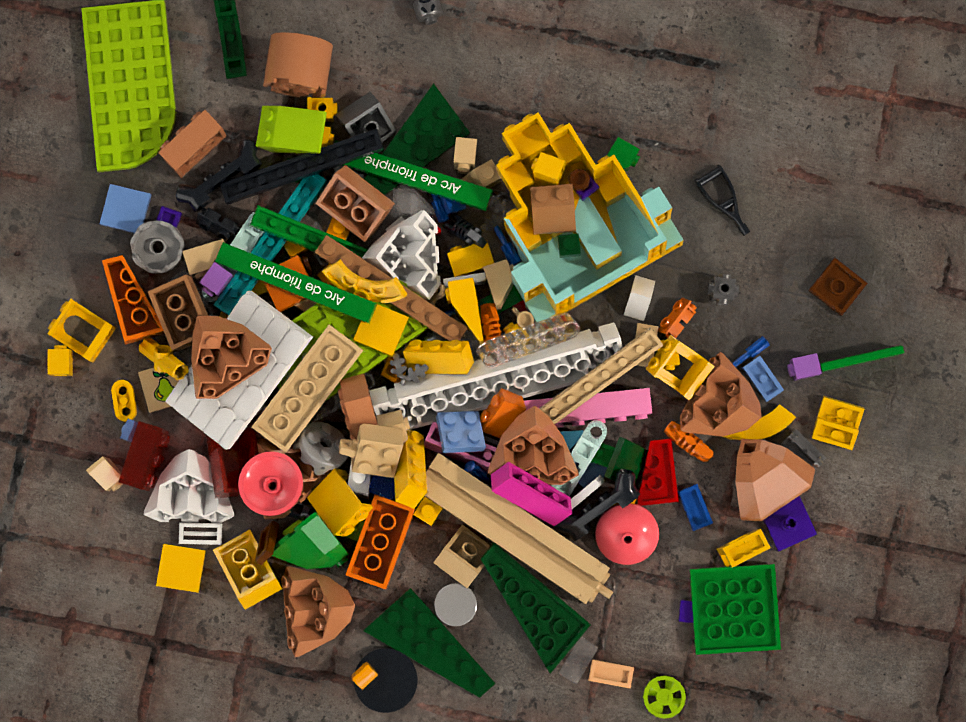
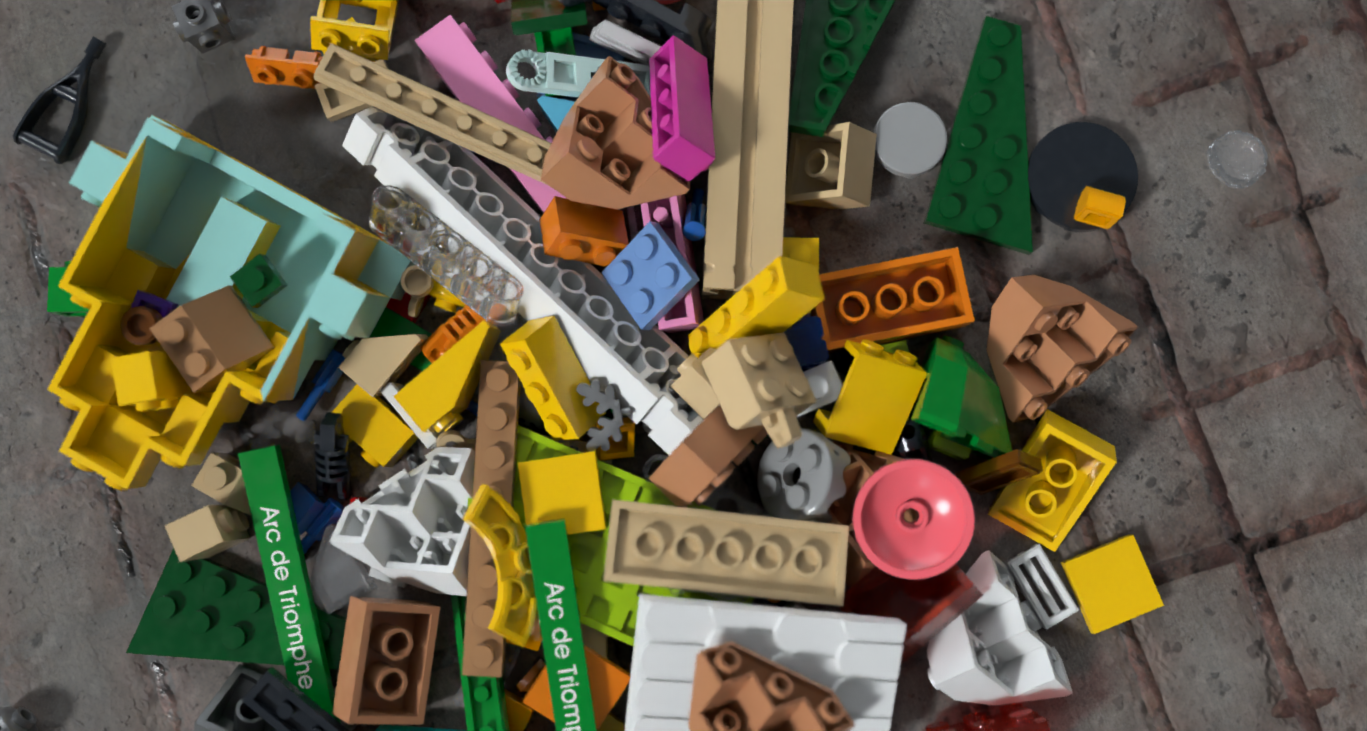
camera: 115 degrees left, 0 degrees up
(338, 230) = (445, 661): light orange plate -> none
(639, 298) = (288, 139): white slope -> none

